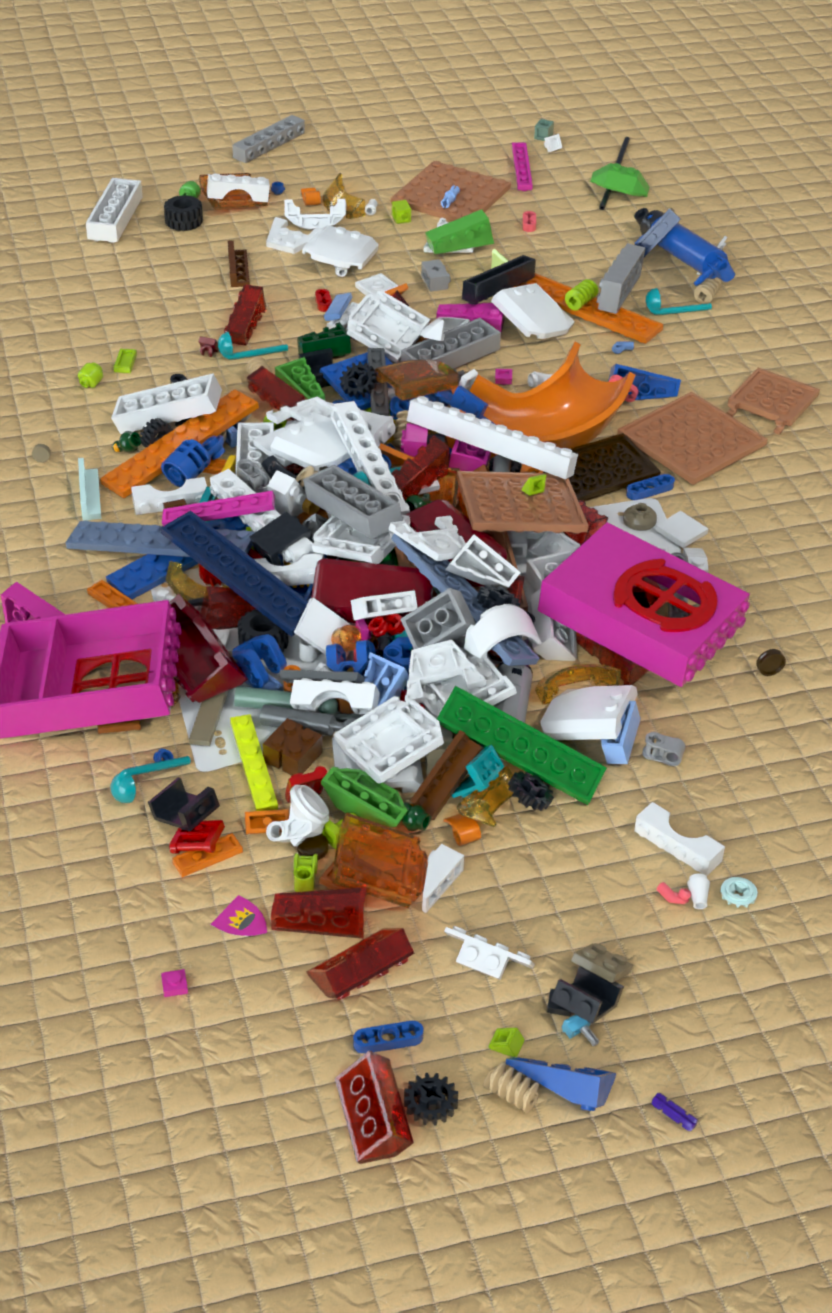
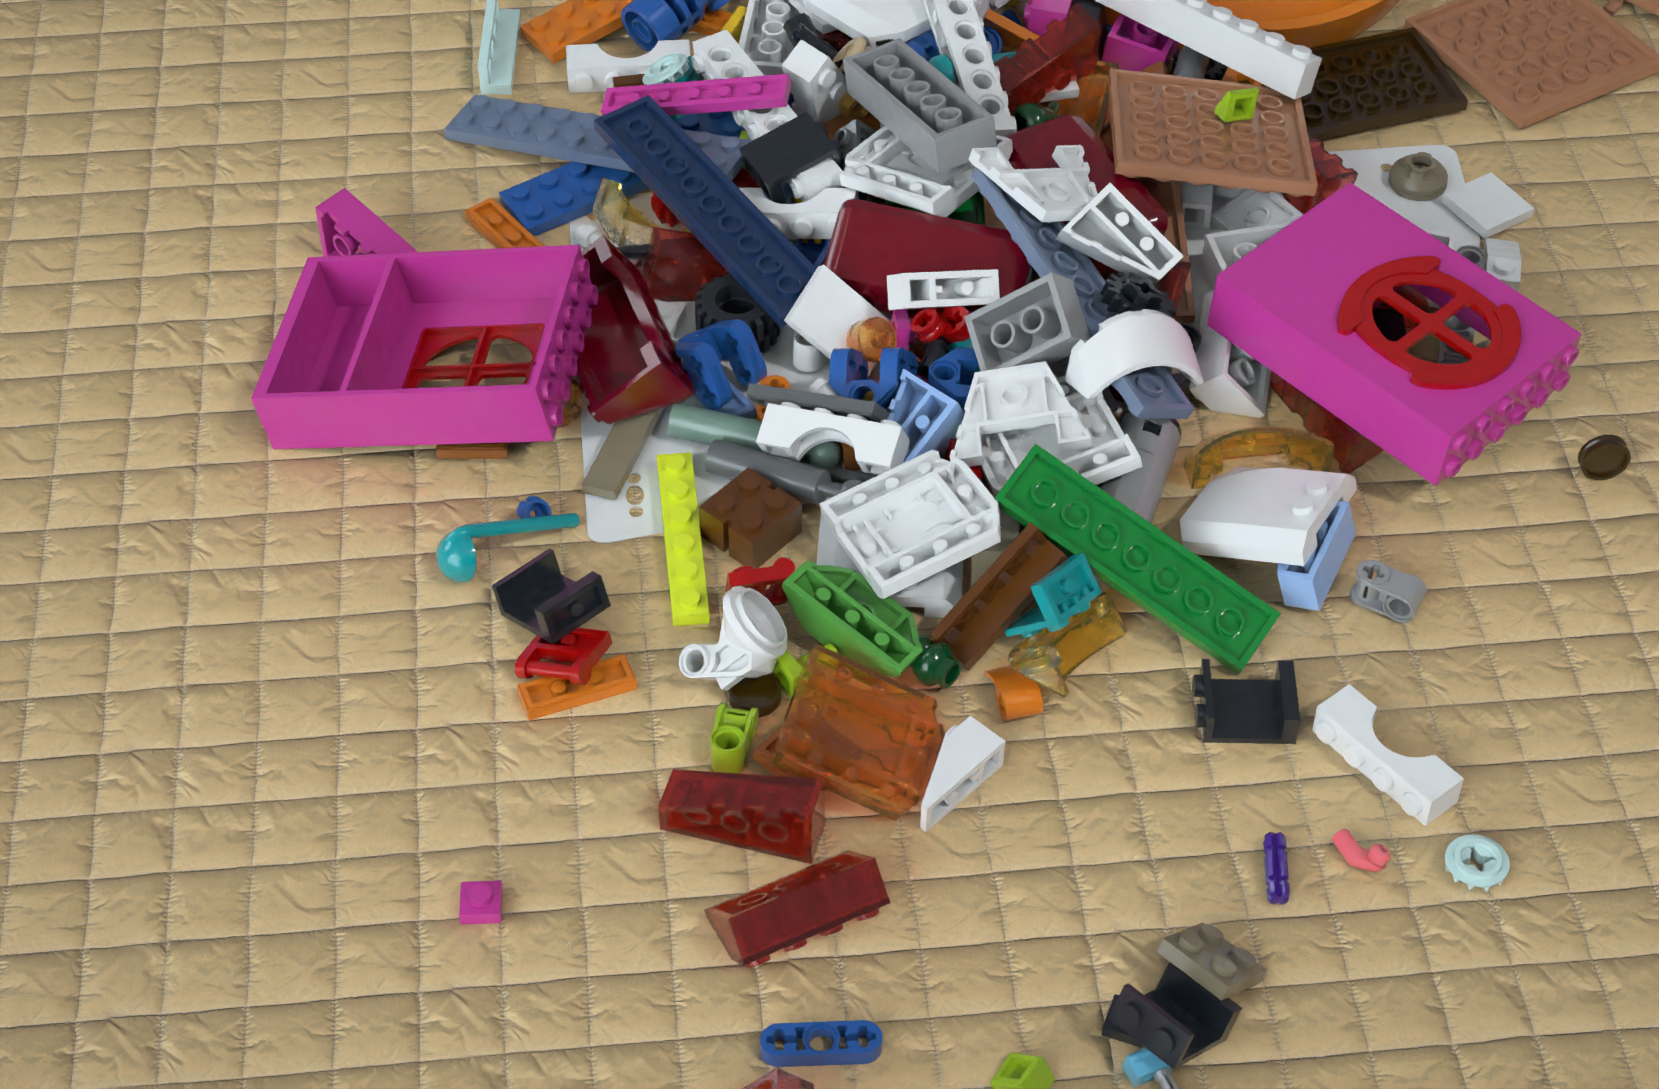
camera: 10 degrees right, 5 degrees up
(195, 495) = (666, 69): none -> light aqua gear
(241, 919) = (613, 804): dark pink sticker -> none
(251, 474) = (763, 43): light grey piece -> none
(257, 821) = (670, 638): orange slope -> none
(483, 956) = (1010, 924): white bracket -> none
(530, 790) = (1141, 639): black gear -> none
(597, 823) = (1247, 707): none -> black panel
(628, 908) = (1276, 868): none -> dark purple axle
(640, 489) = (1426, 128): blue beam -> none
(699, 888) = (1406, 849): white cone -> none

